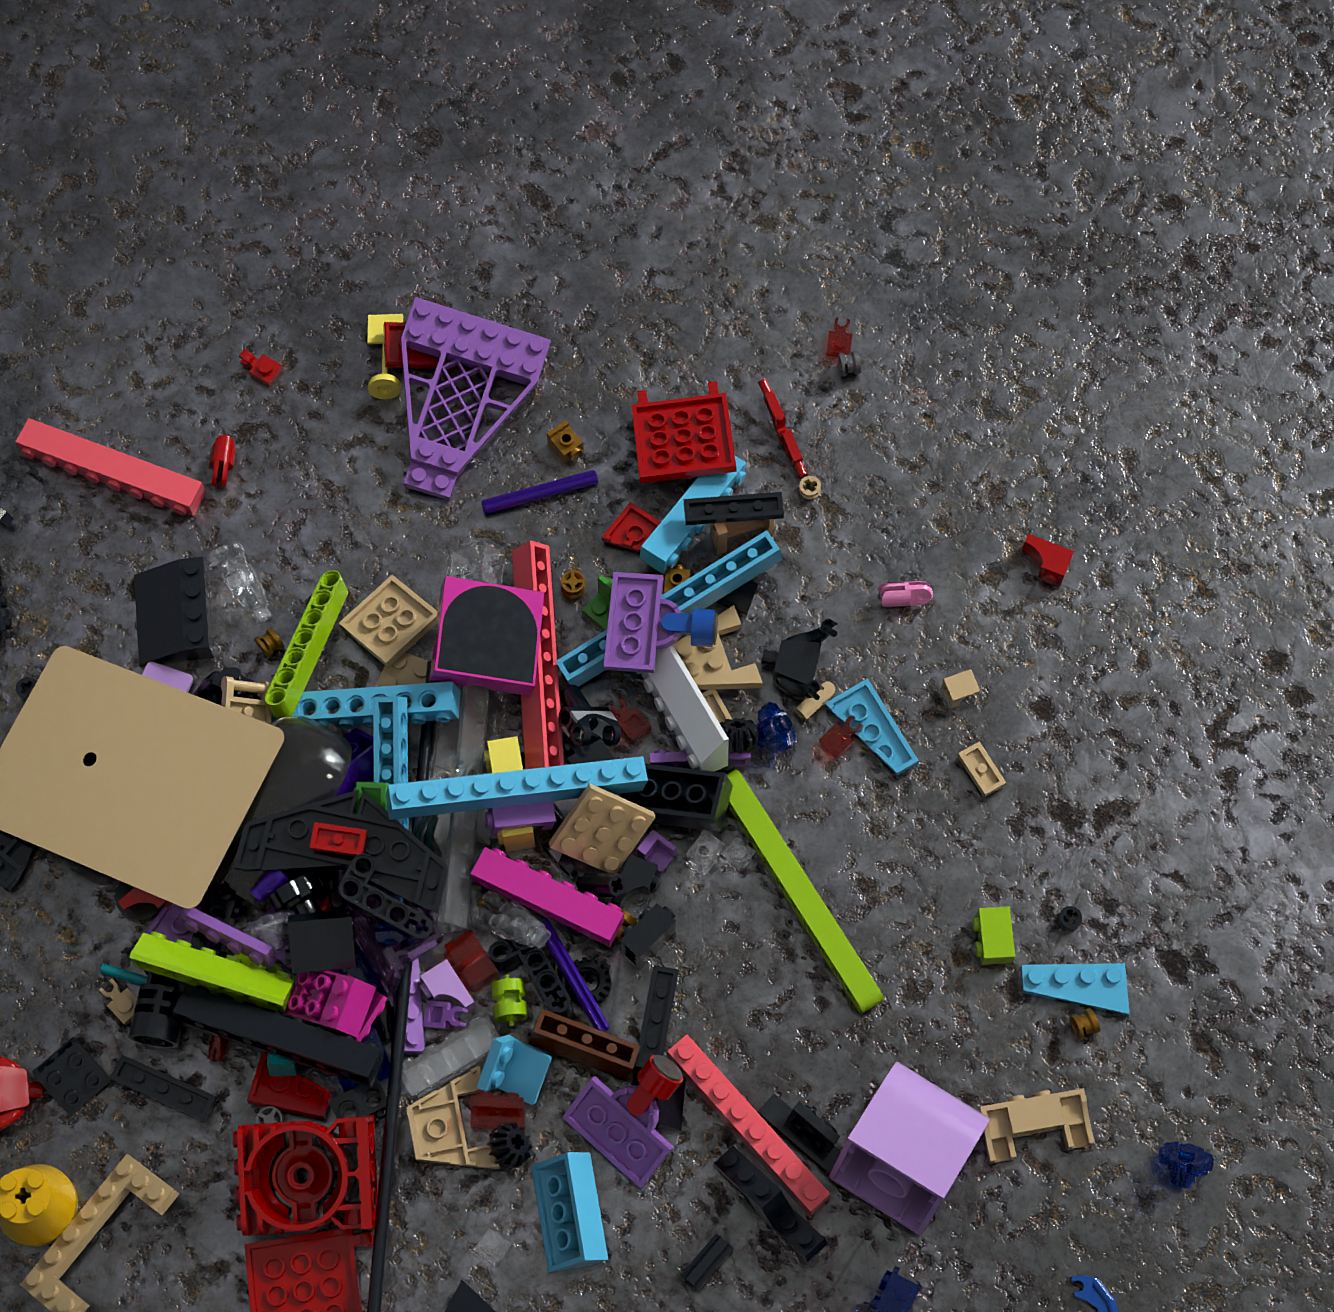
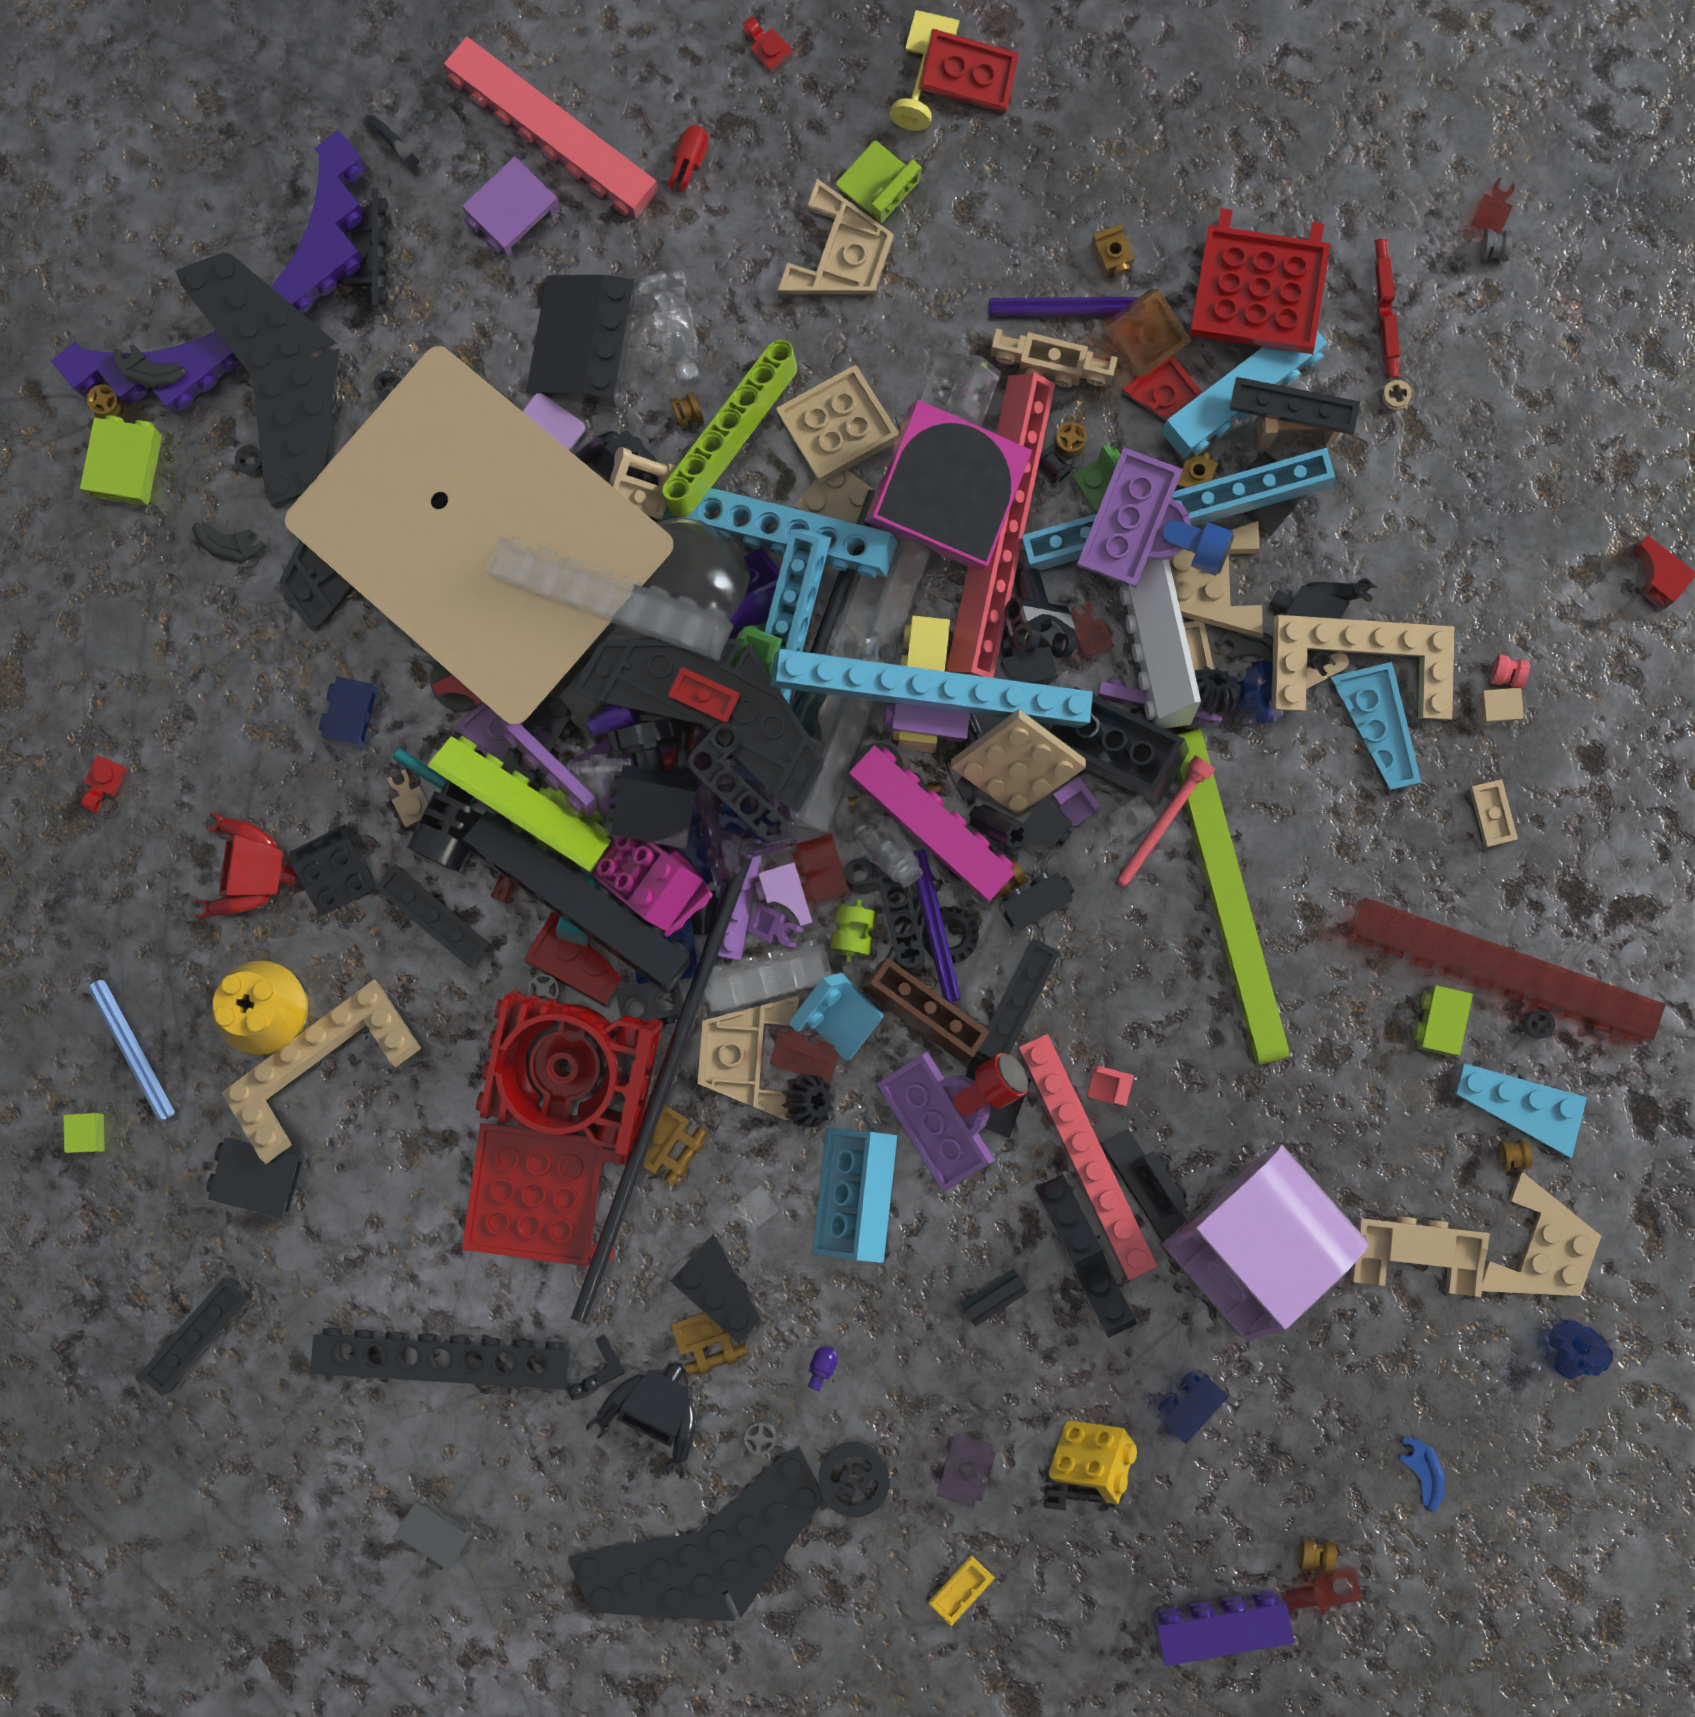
camera: 20 degrees right, 15 degrees up
(55, 946) = (348, 712): none -> clear blue brick
(91, 531) = (509, 206): none -> medium lavender panel
(243, 786) = (609, 597): none -> clear brick
(367, 496) = (851, 255): none -> tan wing
(374, 439) = (879, 181): none -> lime bracket
(402, 1204) = (667, 1132): none -> pearl gold plate
(474, 344) = (1037, 90): medium lavender wing -> none
(543, 527) = (1053, 359): none -> tan bracket
(566, 606) = (1054, 464): none -> black bush
(607, 491) = (1146, 332): none -> clear orange brick
(744, 799) = (1197, 773): none -> coral piece
(749, 1063) = (1110, 1086): none -> coral panel
(756, 696) = (1247, 645): none -> pearl dark grey piece
(790, 674) = (1298, 634): none -> tan plate
(838, 738) = (1334, 726): clear red plate -> none
(905, 593) = (1471, 566): bright pink arm -> none
(959, 661) = (1510, 671): none -> coral wheel
(1030, 884) = (1506, 970): none -> clear red brick
(1143, 1091) = (1557, 1250): none -> tan wing

